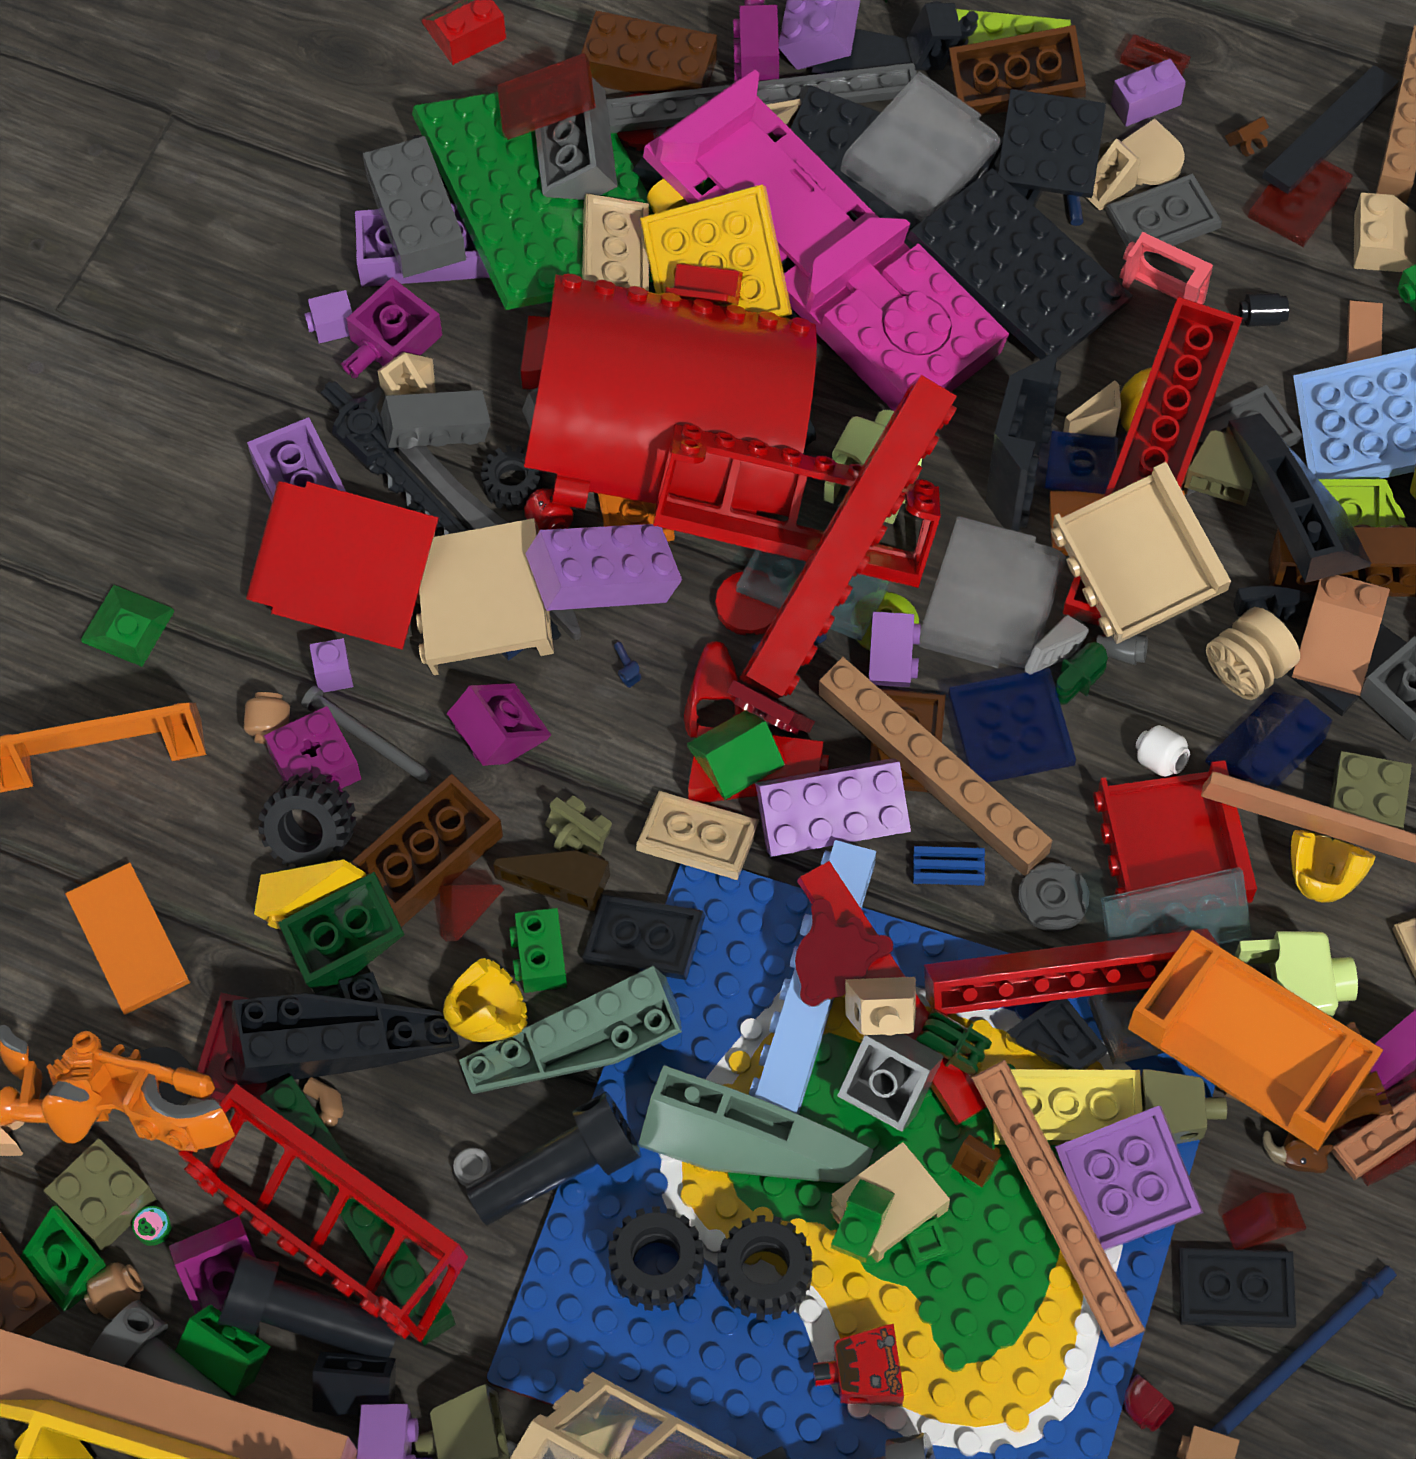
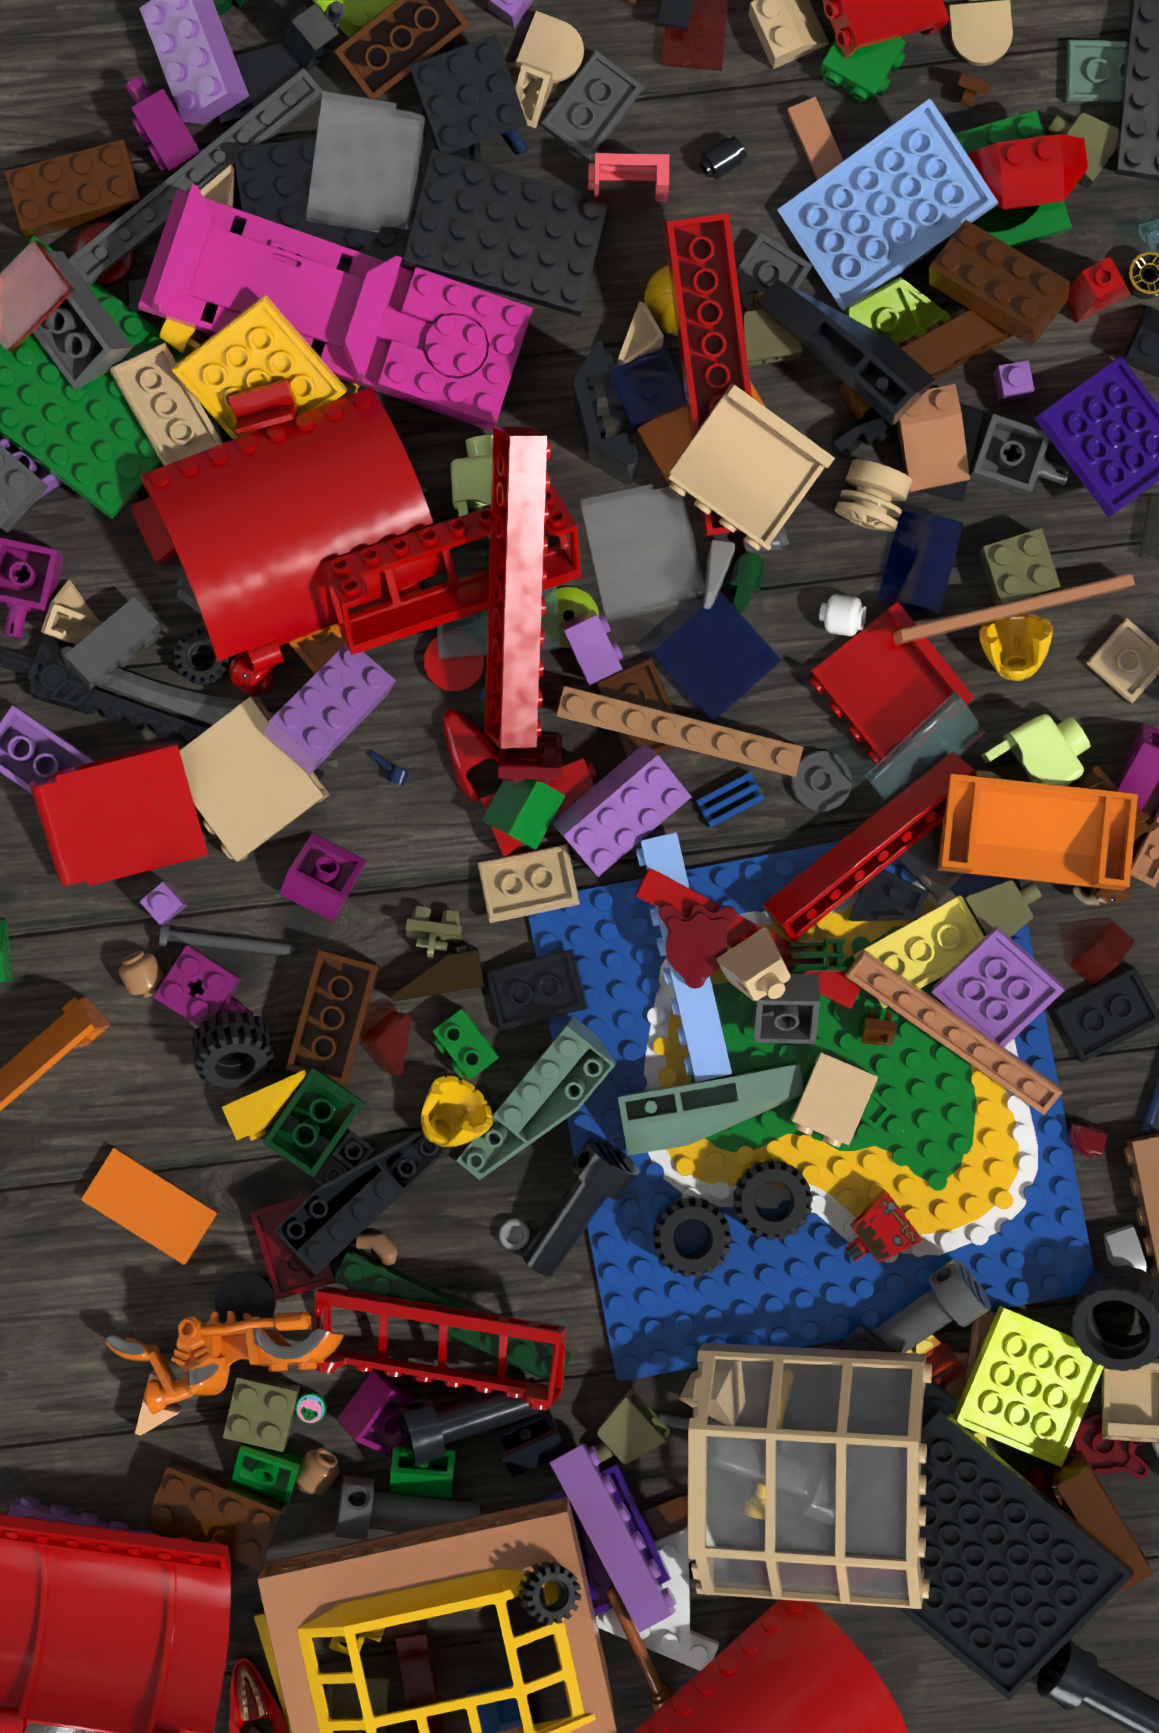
camera: 30 degrees left, 25 degrees up
(862, 1220) = (826, 1129): green slope -> none

